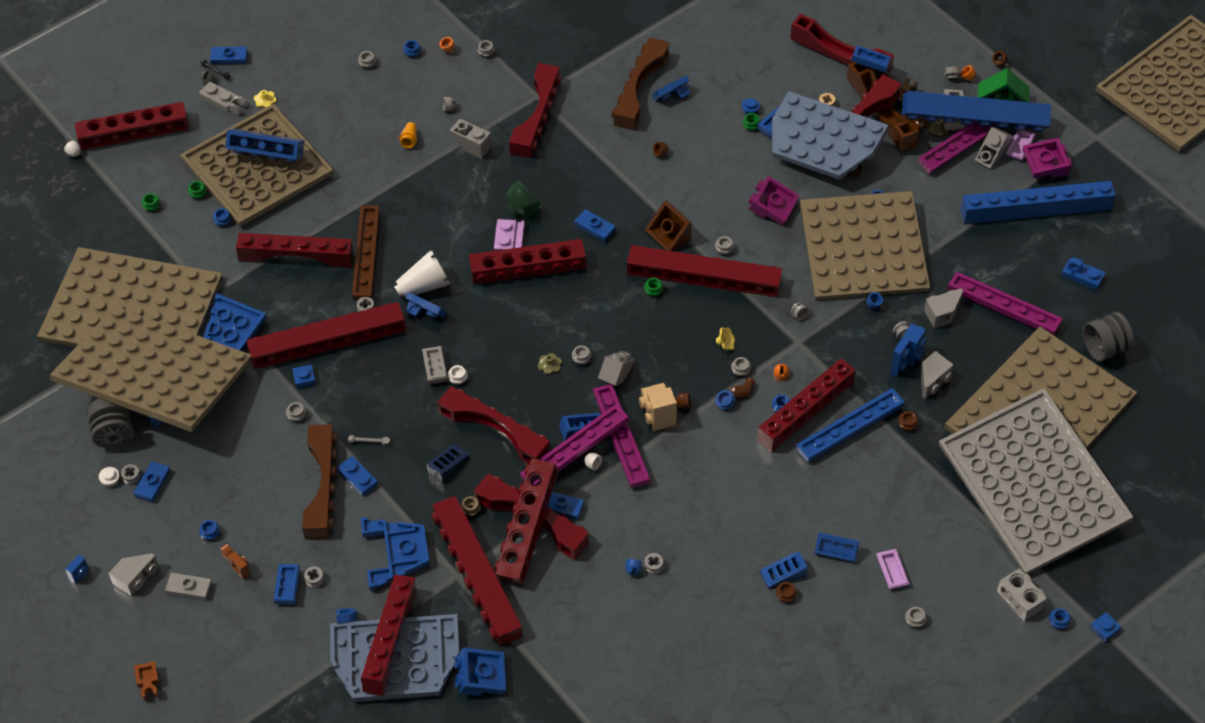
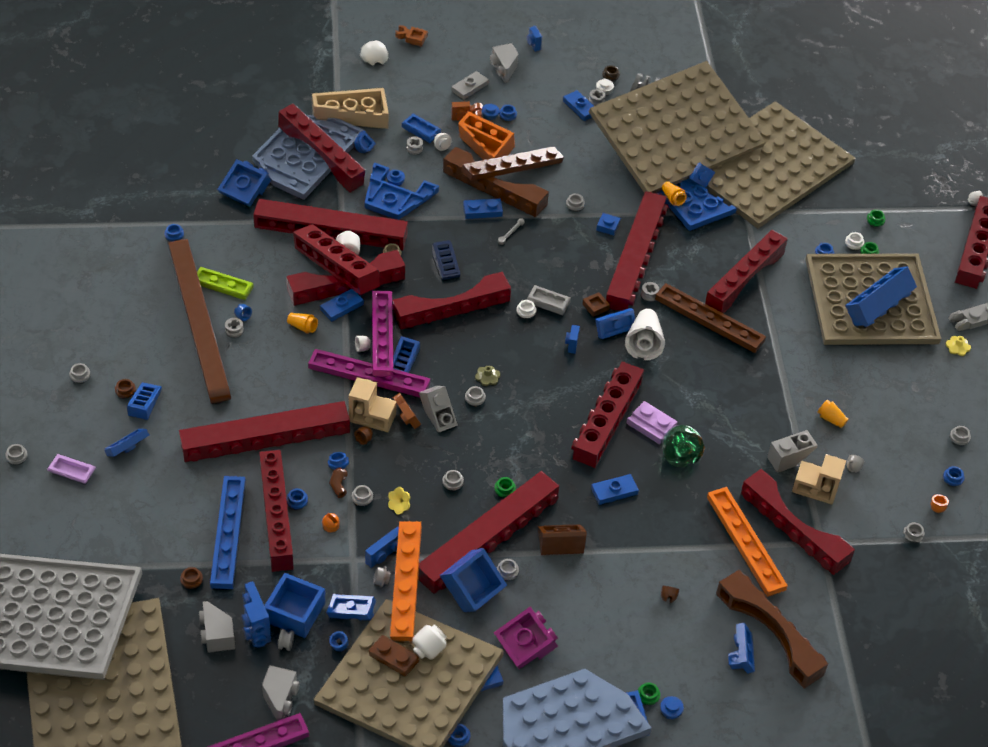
camera: 120 degrees right, 5 degrees down
(85, 477) = (611, 73): none -> dark brown plate
(192, 203) = (854, 241): none -> white plate
(197, 327) = (702, 175): none -> blue plate
(201, 696) = (374, 52): none -> white hair
(214, 545) = (490, 111): none -> blue plate
(239, 335) = (674, 194): none -> light orange cone
(271, 512) = (485, 137): none -> orange wedge
(289, 475) = (512, 163): none -> reddish brown plate
(294, 554) = (442, 141): none -> white plate
(306, 648) = (355, 107): none -> tan wedge
(371, 558) = (396, 177): none -> blue plate
(413, 331) = (596, 304): none -> reddish brown plate
(467, 323) = (572, 339): none -> blue plate
(486, 107) = (818, 481): none -> tan brick
(492, 537) = (350, 241): none -> white head
(576, 130) = (747, 542): none -> orange plate
(586, 688) = (174, 232): none -> blue plate
(606, 513) = (303, 322): none -> light orange cone
(611, 610) = (224, 283): none -> lime tile
(641, 382) = (407, 415): none -> dark orange plate
(667, 593) = (199, 321): none -> reddish brown beam
(675, 321) = (453, 480): none -> light grey plate
(743, 463) = (264, 431): none -> dark red brick
(761, 246) = (473, 580): none -> blue piece
(775, 322) = (381, 549): none -> blue plate
(797, 282) = (406, 581): none -> orange plate
(800, 637) = (79, 373): none -> light grey plate
(838, 233) = (429, 642): none -> white head
(843, 307) = (351, 607): none -> hinge
(861, 254) = (394, 655): none -> reddish brown plate
(875, 336) = (295, 605): none -> blue piece

